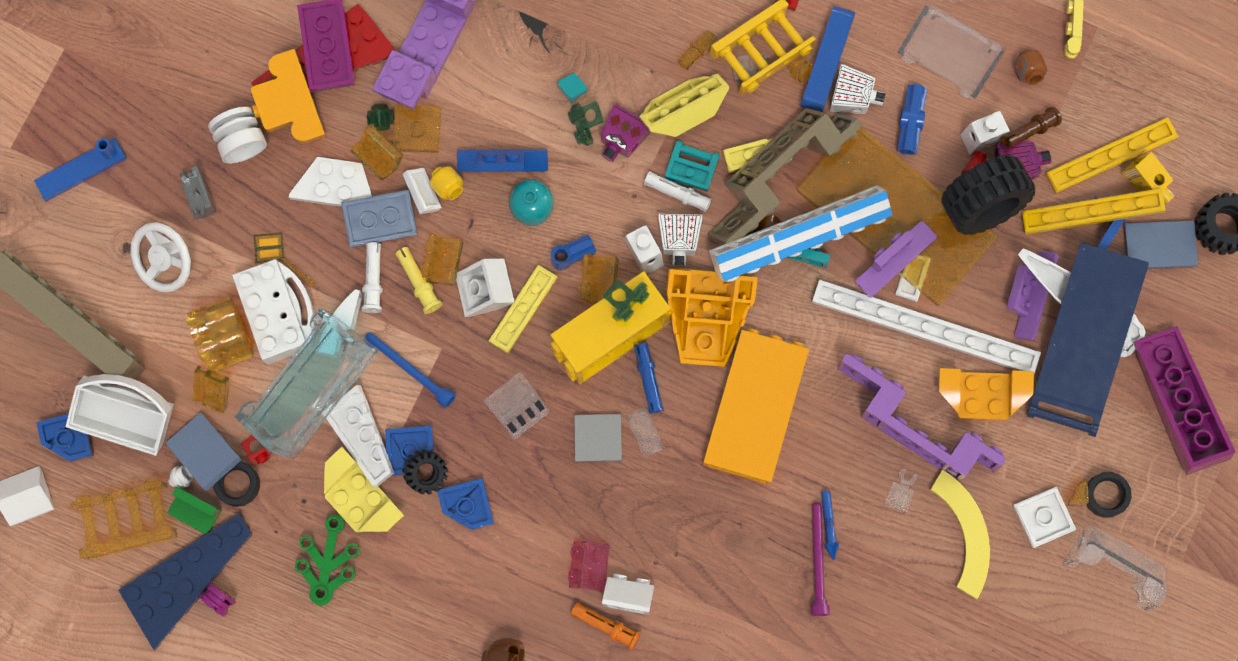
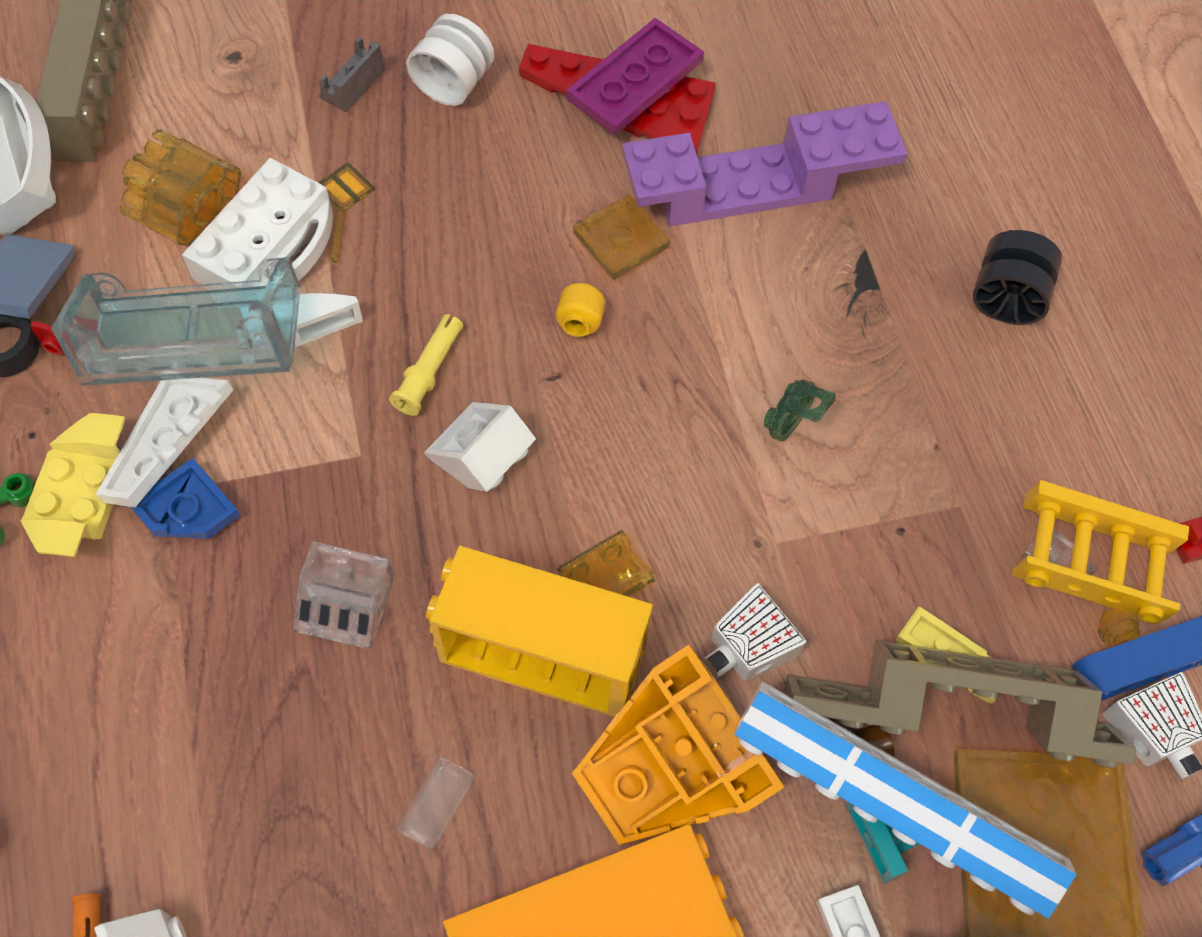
camera: 45 degrees right, 15 degrees down
(161, 256) = (244, 84): white piece -> none
(211, 389) = (104, 229): clear yellow plate -> none
(287, 100) = (533, 79): light orange brick -> none
(332, 182) = (478, 200): white wing -> none
(372, 287) = (375, 321): white pin -> none
(377, 153) = (553, 213): clear yellow bracket -> none
(379, 218) = (474, 269): sand blue tile -> none
(380, 117) = (600, 187): clear green gear -> none
(413, 465) = (139, 551): black tyre -> none
(421, 191) = (543, 293): white tile -> none
(441, 260) = (475, 369): clear yellow bracket -> none
(443, 395) = (292, 500): blue piece -> none
(467, 504) = (154, 634): blue plate -> none
(502, 160) = (665, 353): blue bracket -> none
(523, 309) = (489, 514): light yellow tile -> none
(531, 202) = (639, 423): teal cylinder -> none
(572, 87) = (829, 367): teal slope -> none
(574, 252) = (614, 517): blue piece -> none
(588, 566) = (168, 870): clear pink bracket -> none
(598, 438) = (377, 742): light grey tile -> none
(622, 133) = (826, 466): magenta torso -> none
(624, 309) = (603, 613): clear green bracket -> none
(644, 249) = (695, 599): white torso -> none
(648, 377) = (524, 738): blue pin -> none
(679, 192) = (815, 605): white pin -> none
(685, 105) = (931, 514): light yellow wedge -> none
(689, 172) = (850, 586): teal plate -> none
(696, 50) = (1012, 476): clear yellow axle -> none

